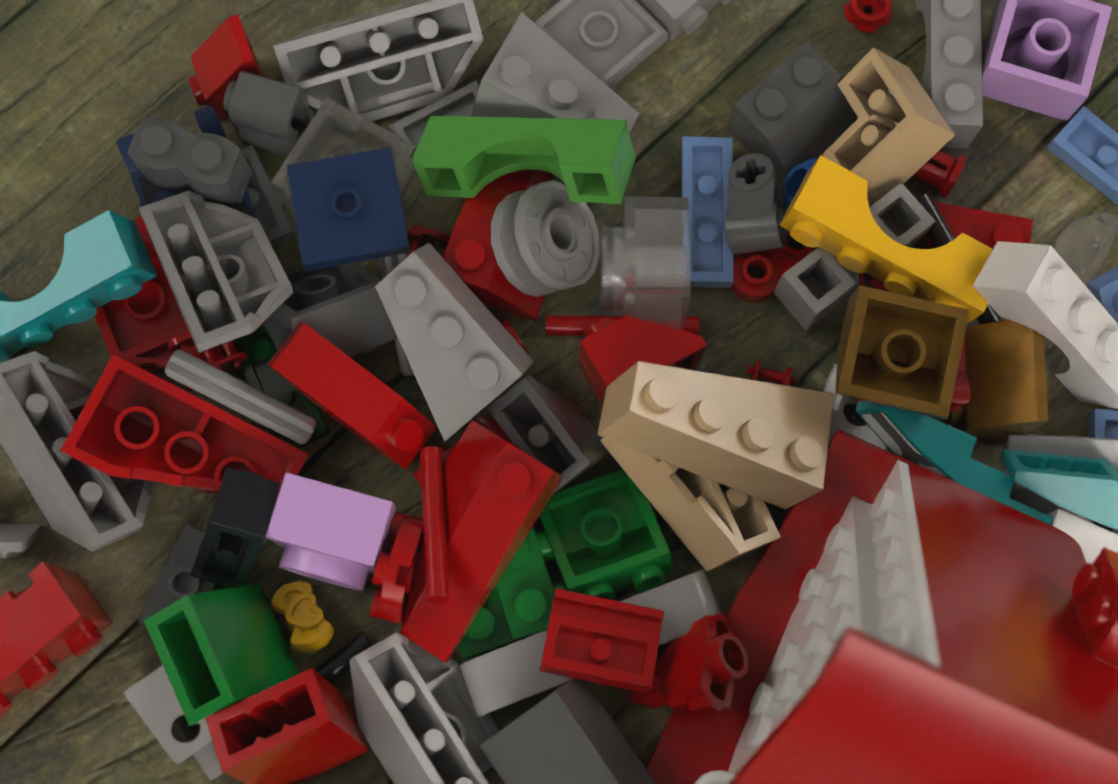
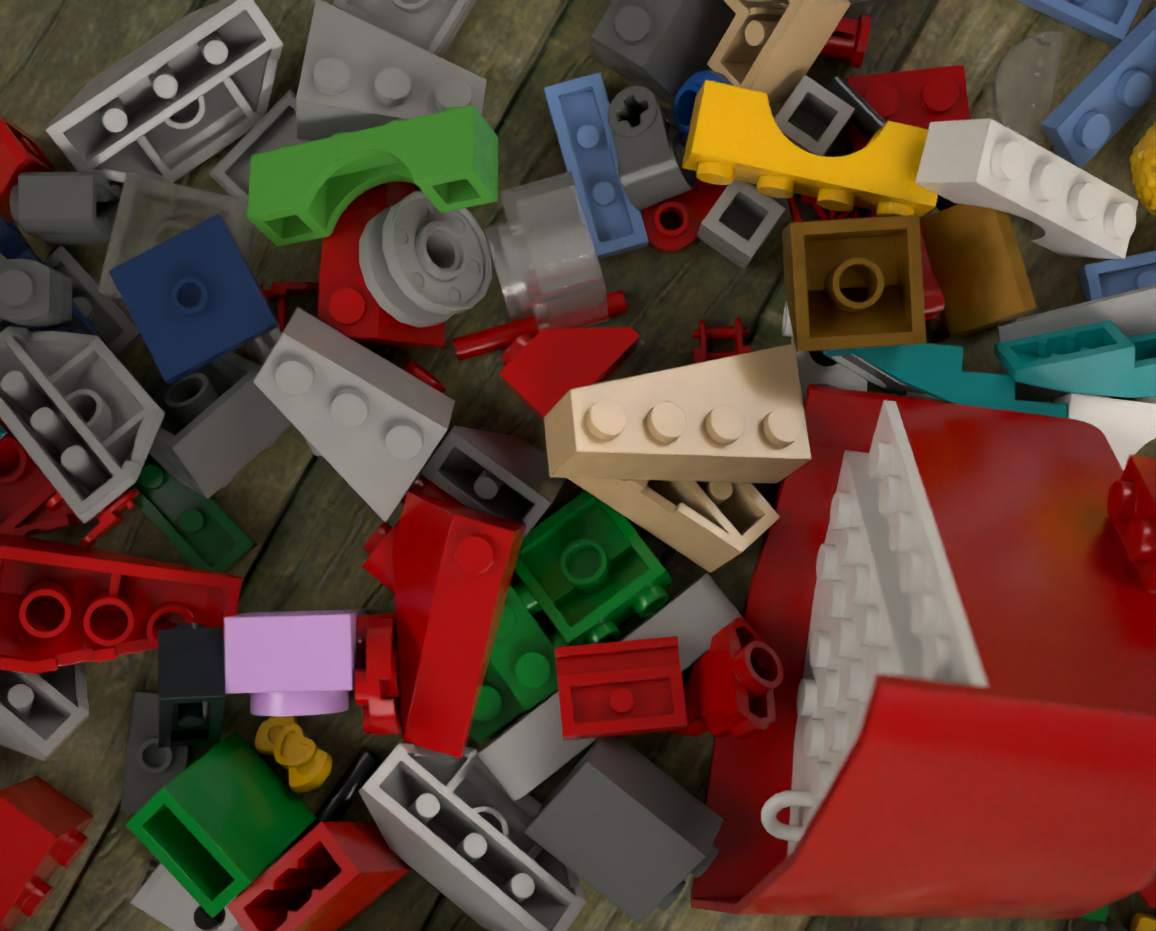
camera: 10 degrees left, 10 degrees up
(240, 396) = (147, 542): light grey axle -> none
(352, 396) = (267, 505): red slope -> none
(434, 526) = (403, 622): red bar -> none

